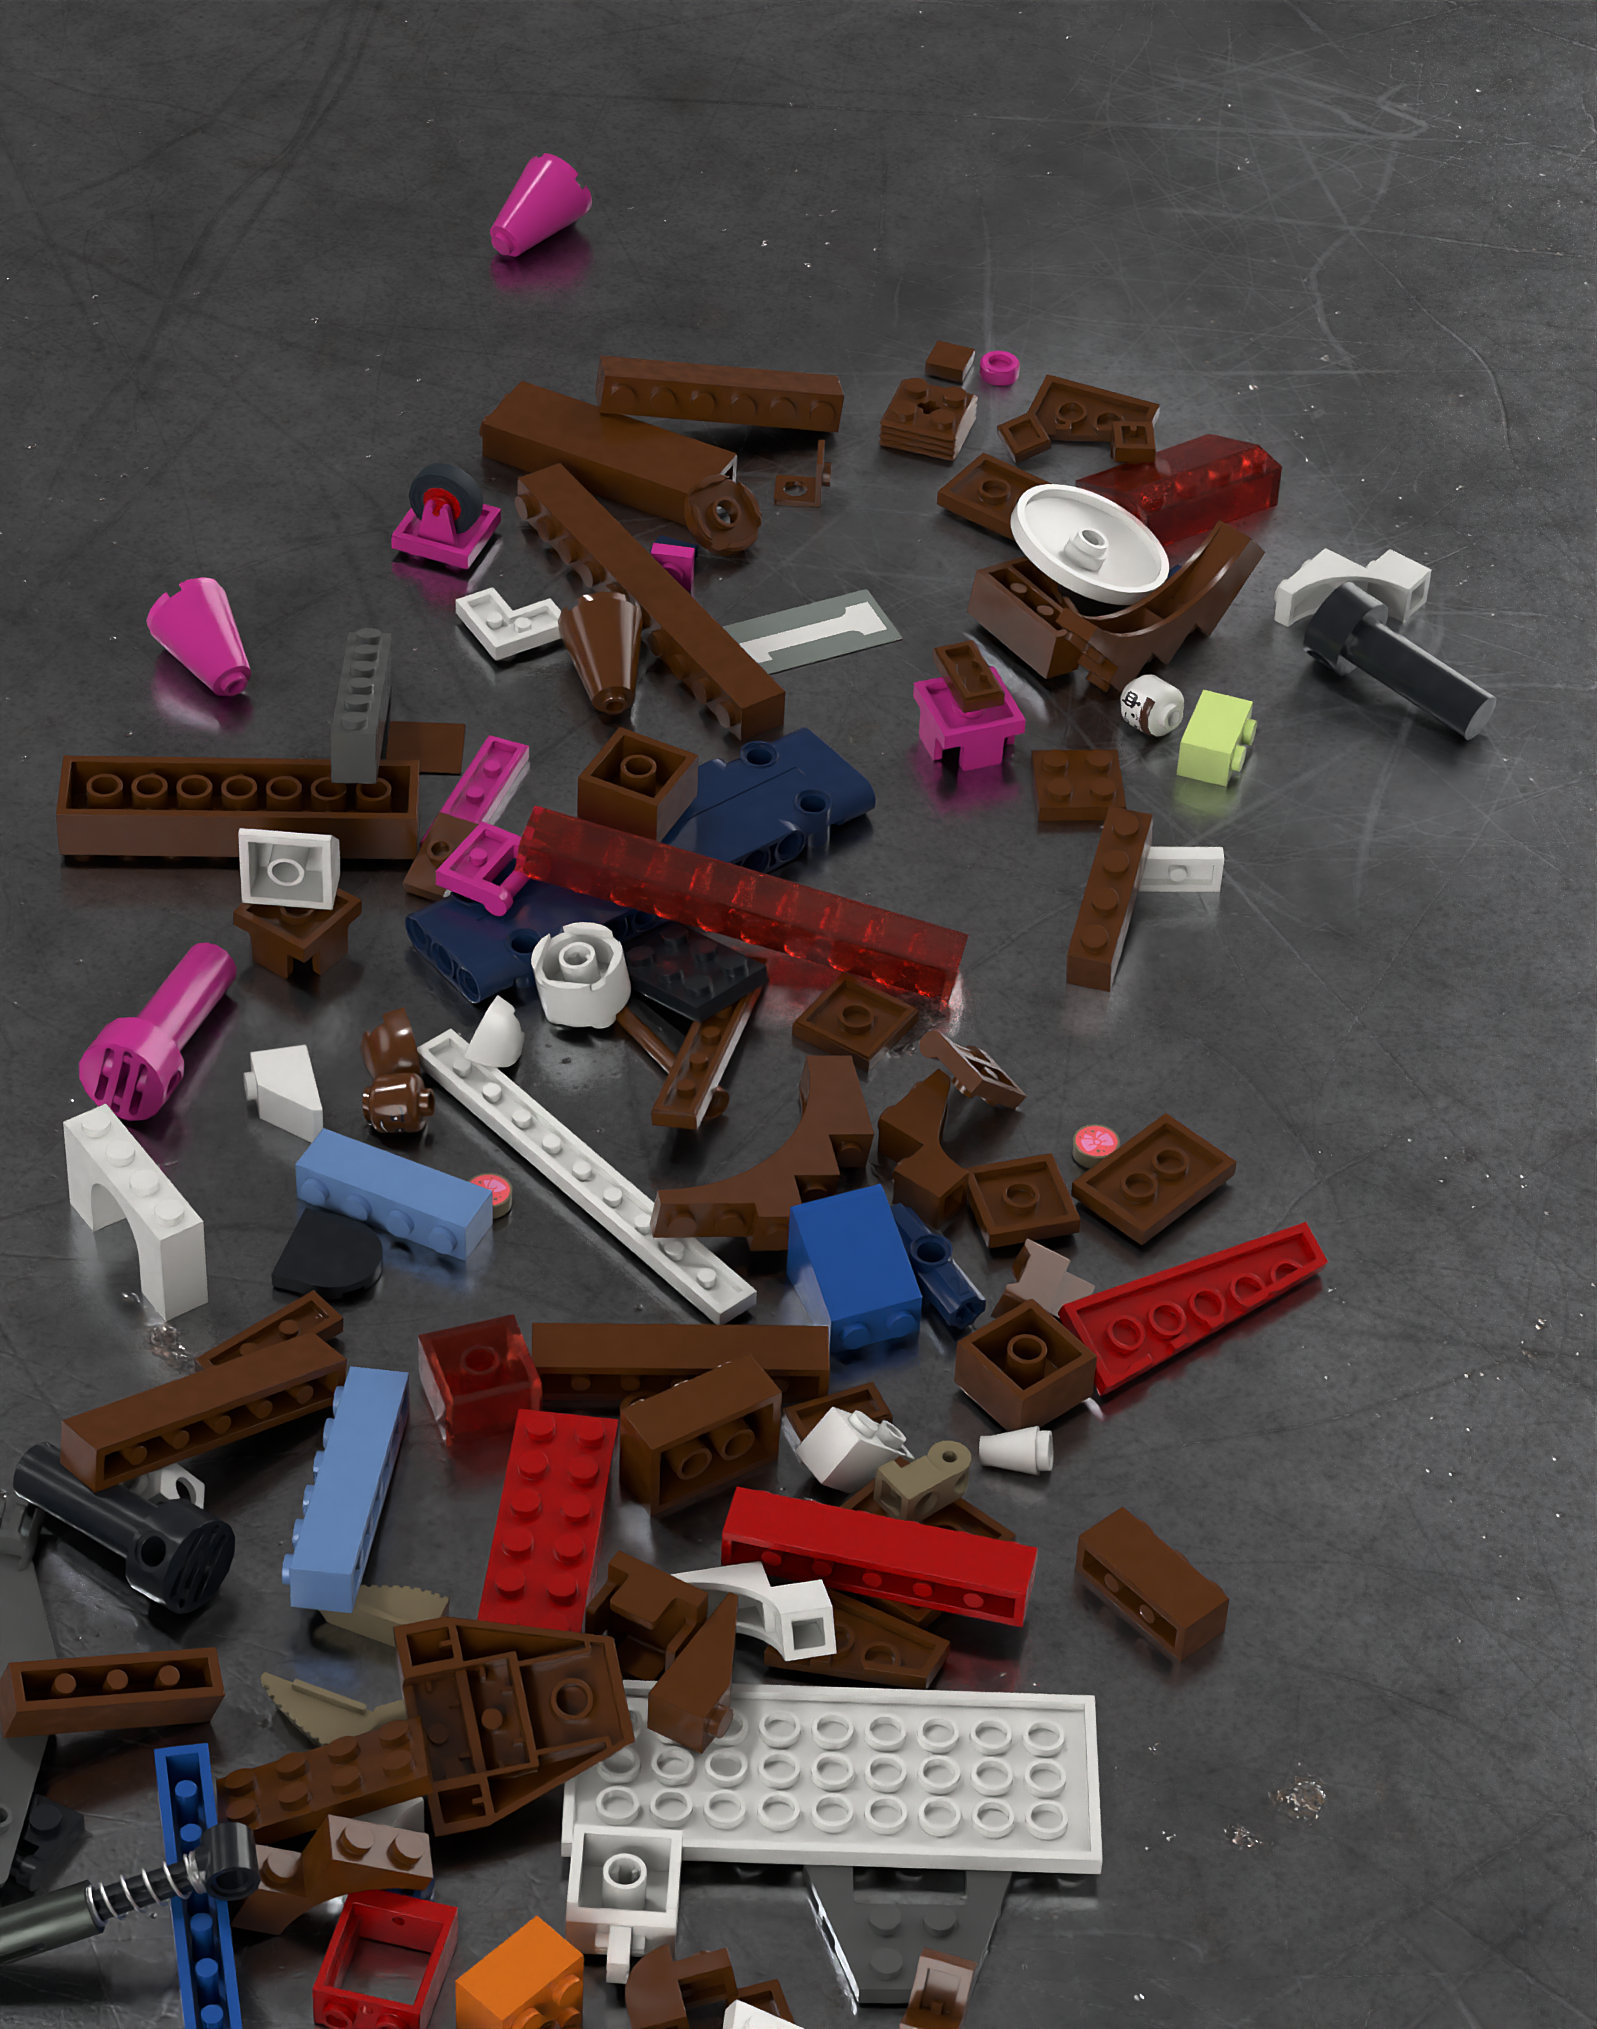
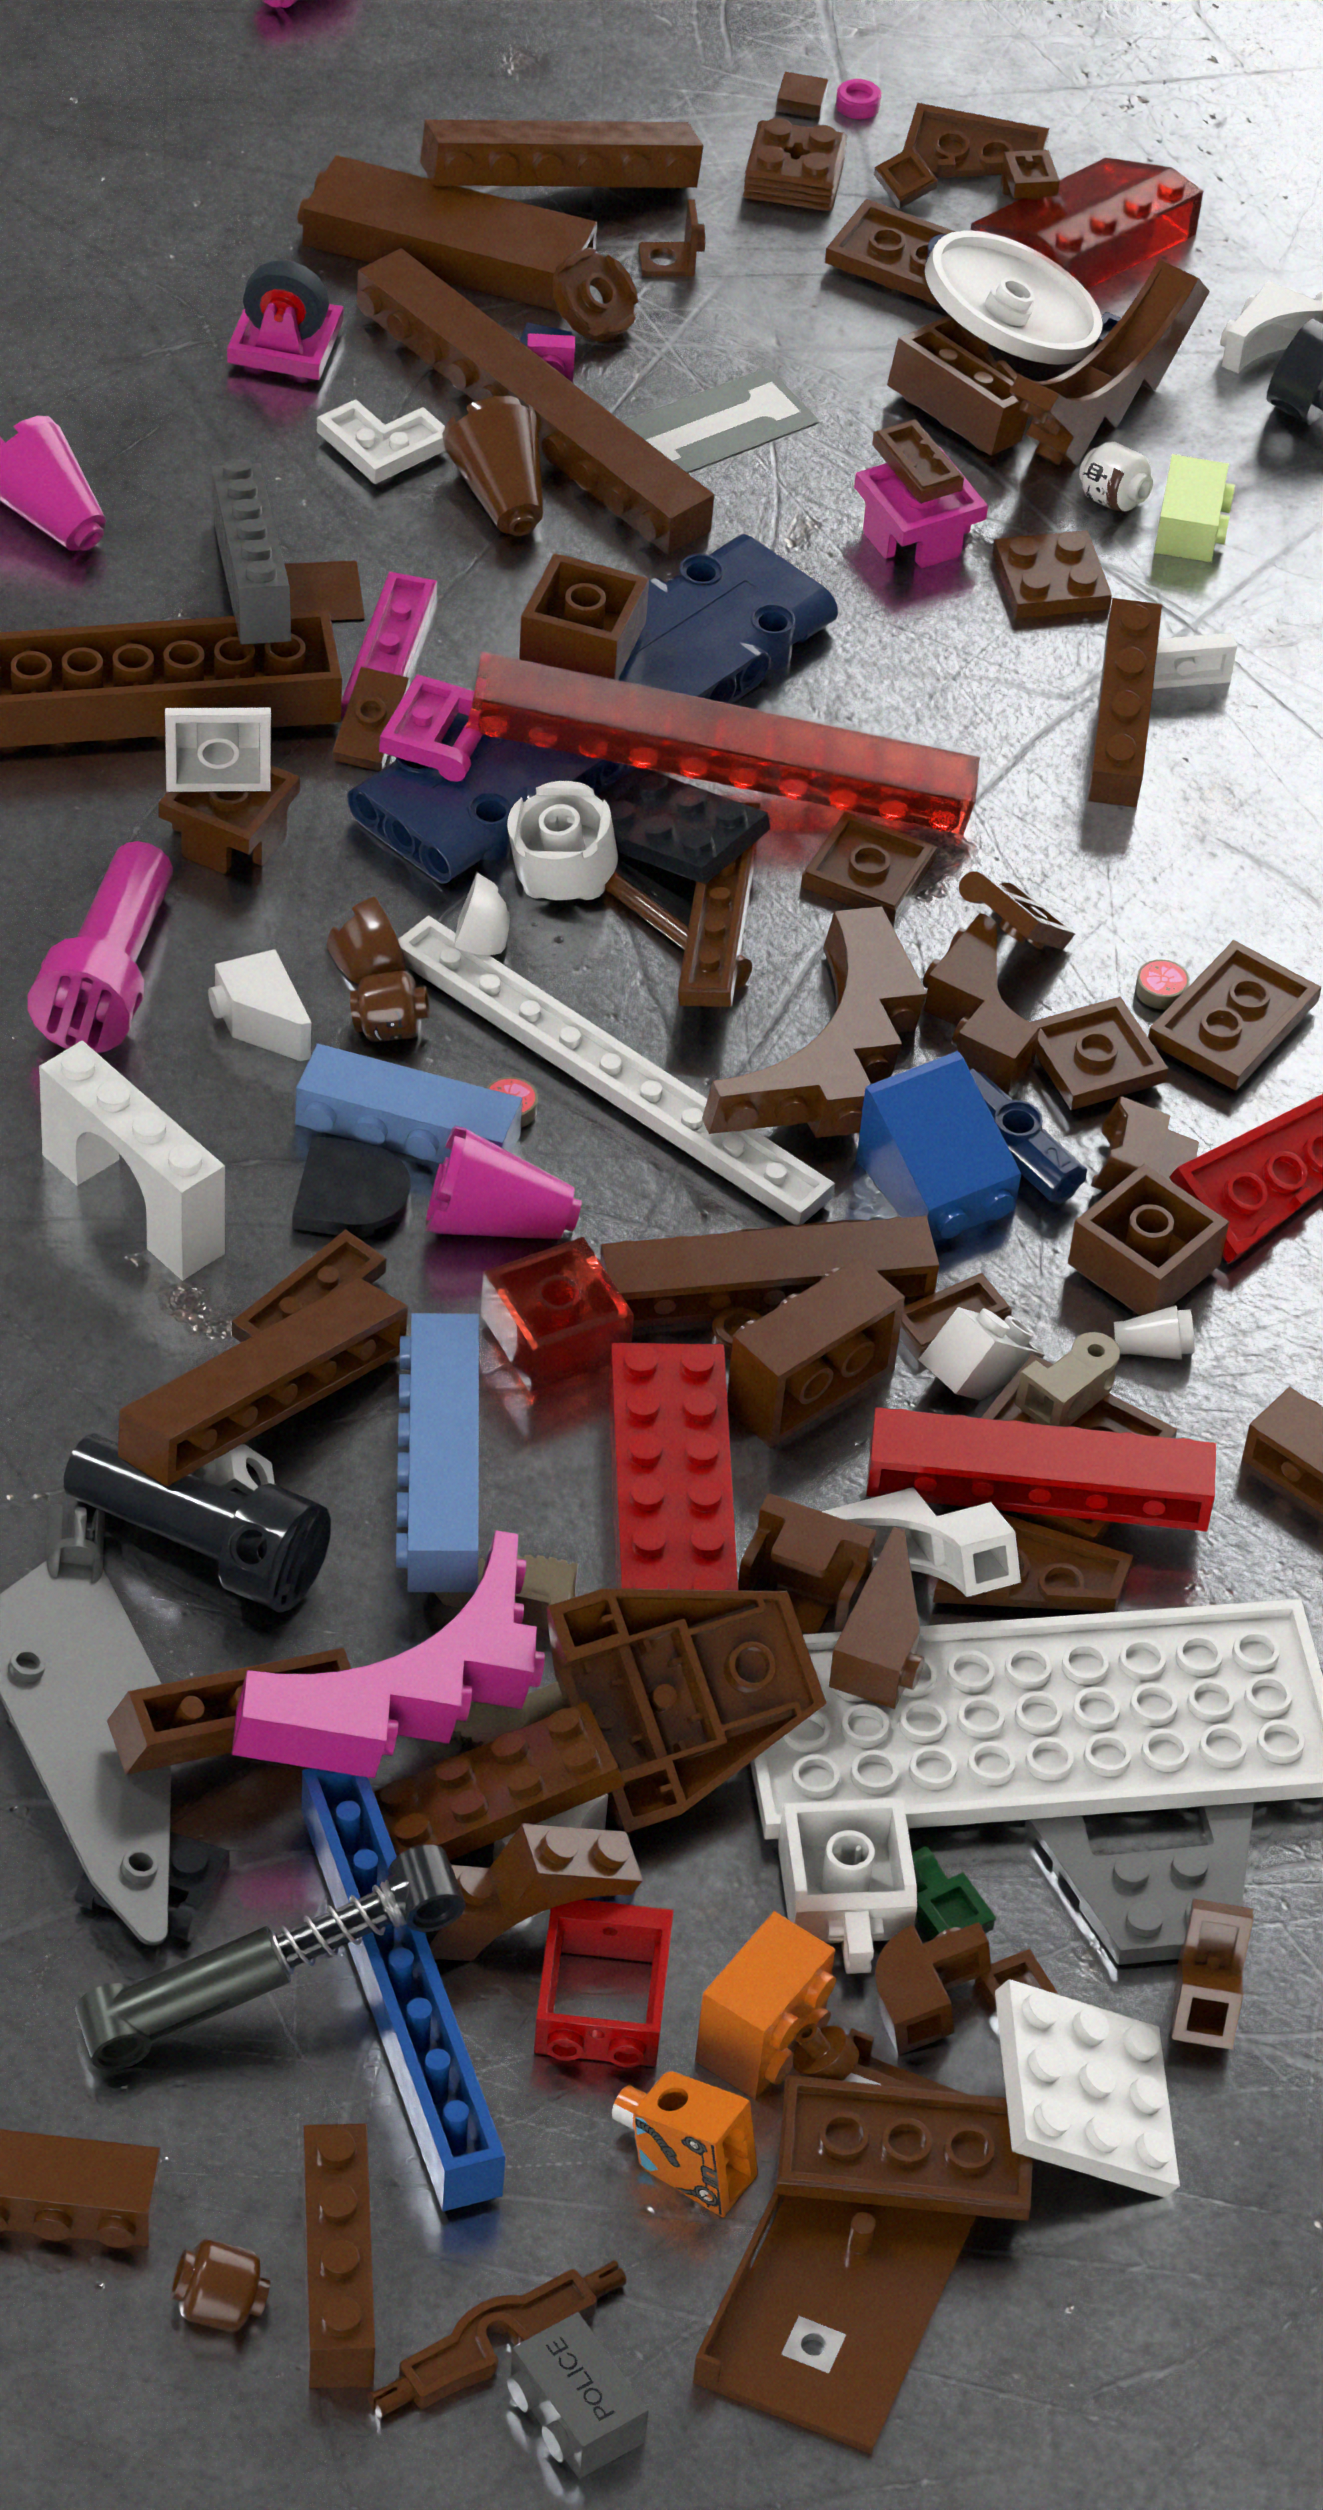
camera: 10 degrees left, 5 degrees up
(204, 1704) = (355, 1714): none -> arch
(452, 1271) = (497, 1194): none -> dark pink cone
(710, 1927) = (945, 1901): none -> dark green plate

